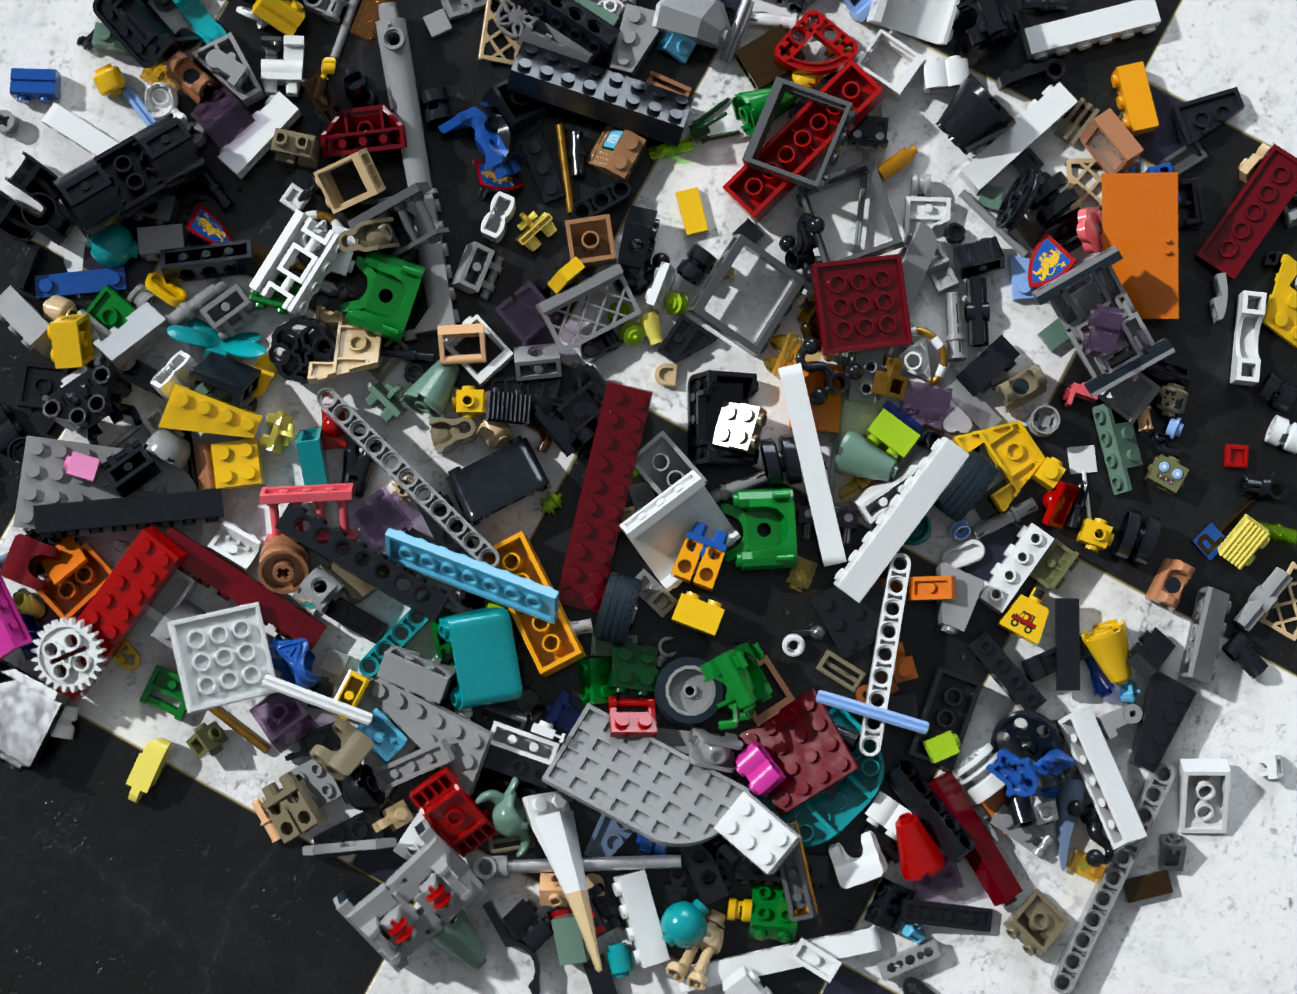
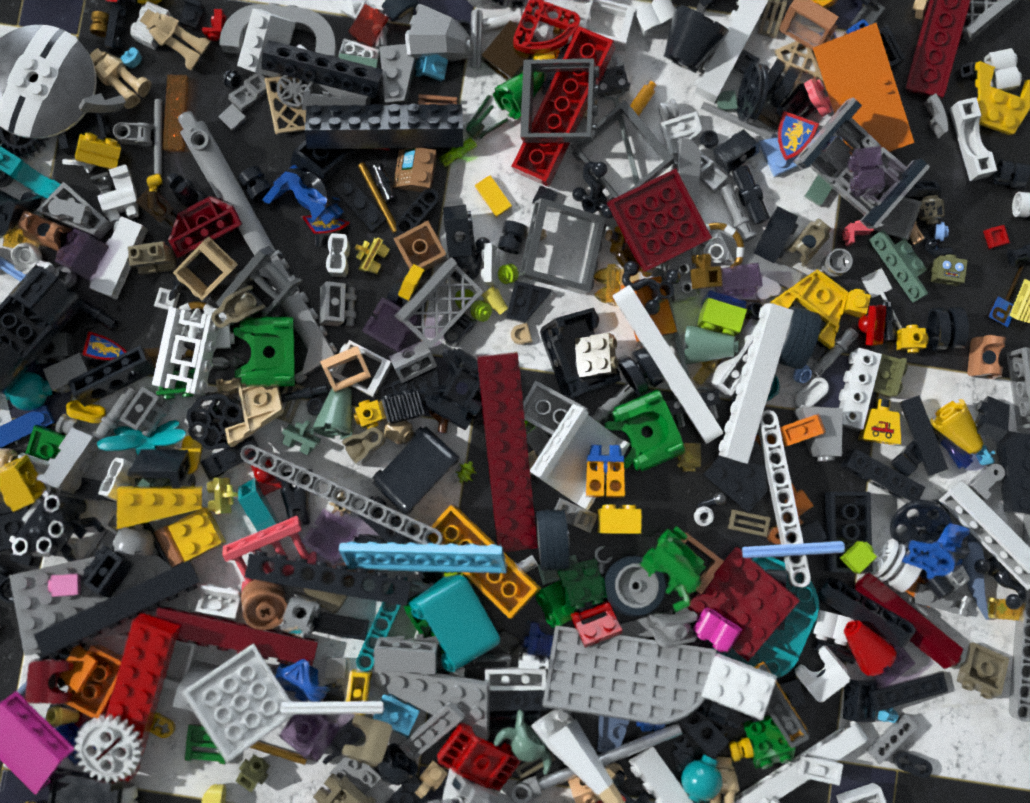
camera: 25 degrees left, 0 degrees up
(299, 395) = (227, 458): none -> black plate

